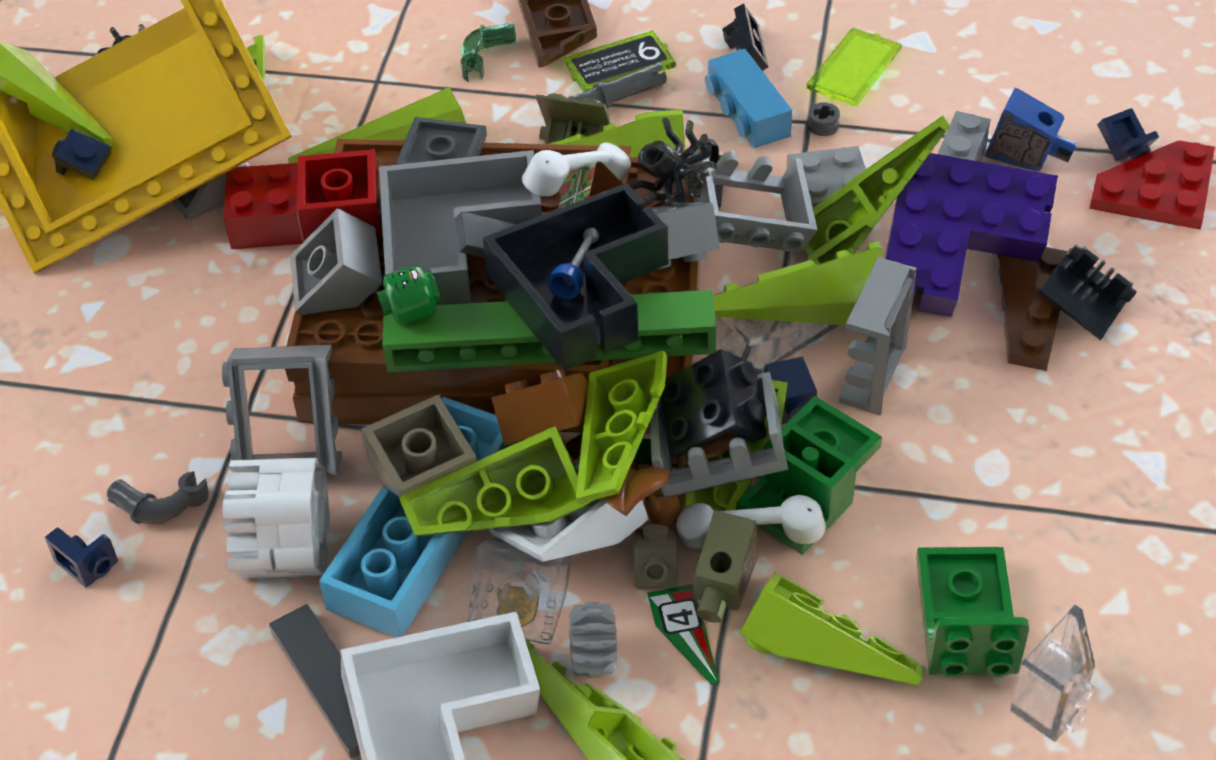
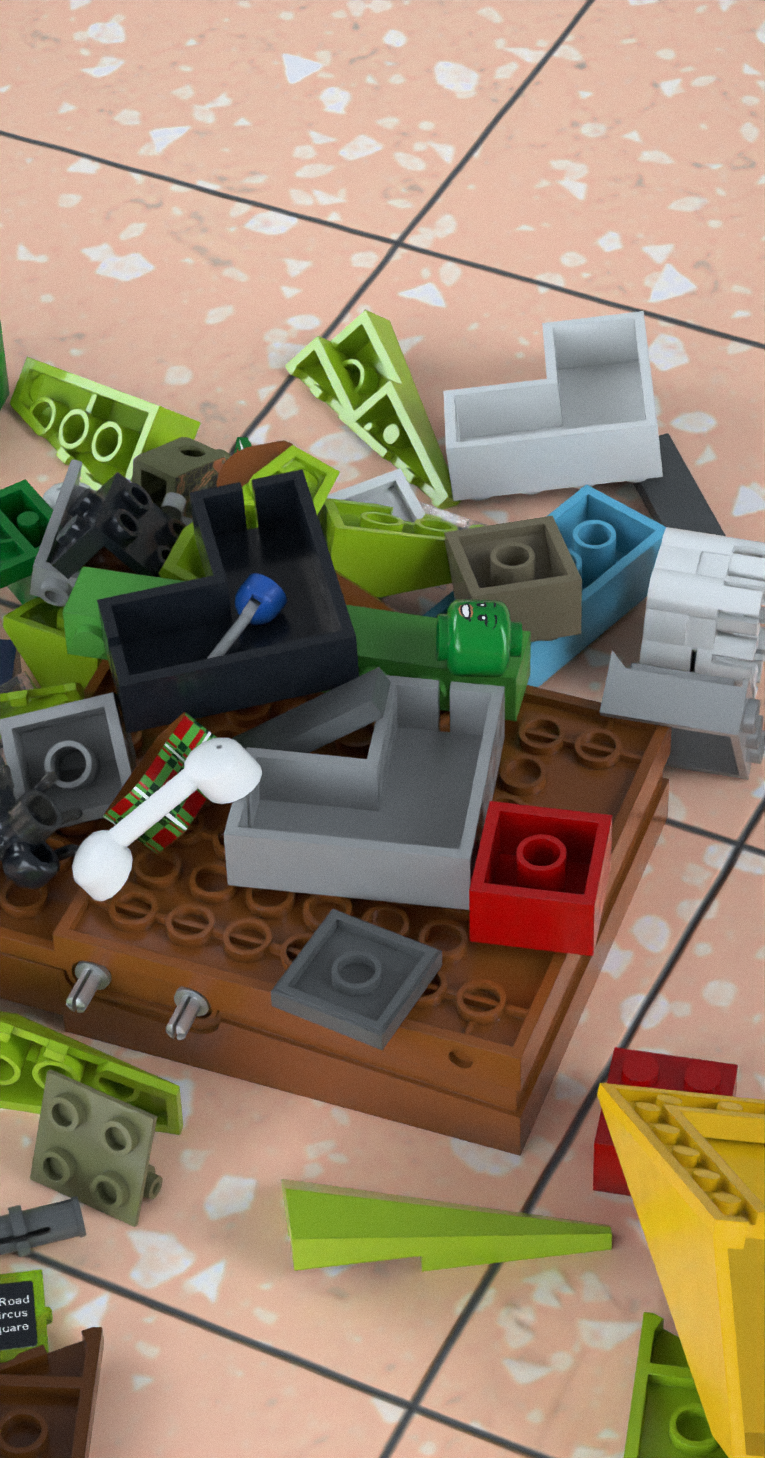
camera: 165 degrees left, 5 degrees down
(336, 265) = (573, 768): light grey slope -> none
(483, 39) = (187, 1420): clear green piece -> none
(593, 639) = (364, 446): light grey gear -> none

